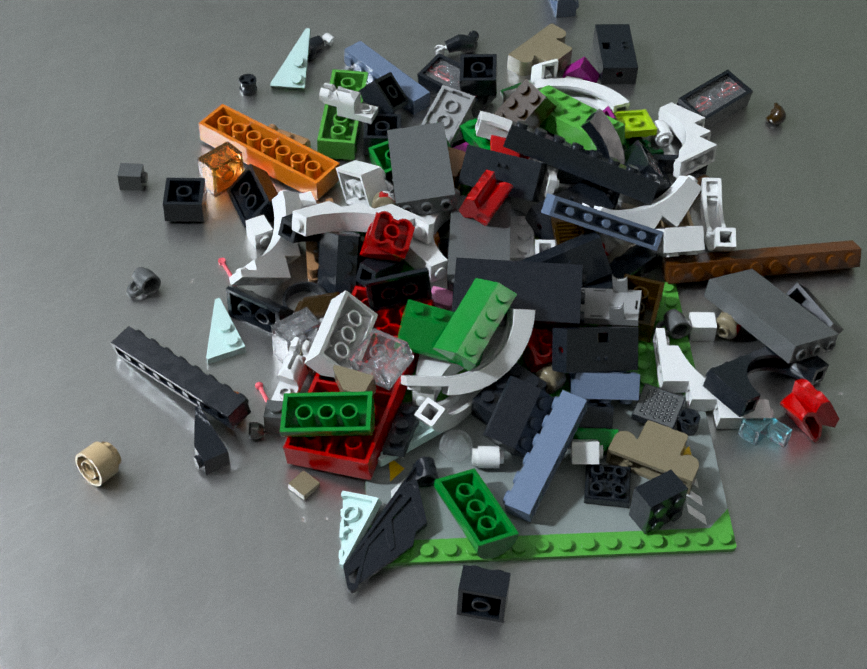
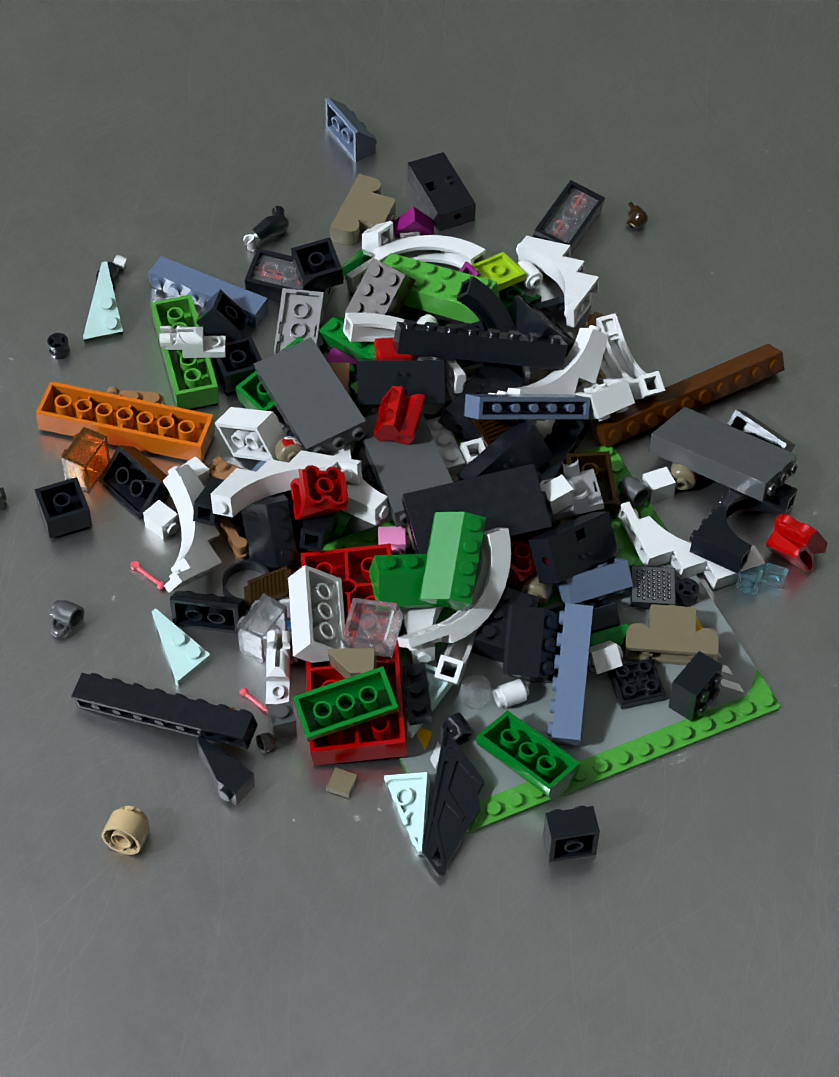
camera: 20 degrees left, 5 degrees up
(397, 288) = (352, 544): black slope -> none
(597, 300) = (558, 493): none -> white brick

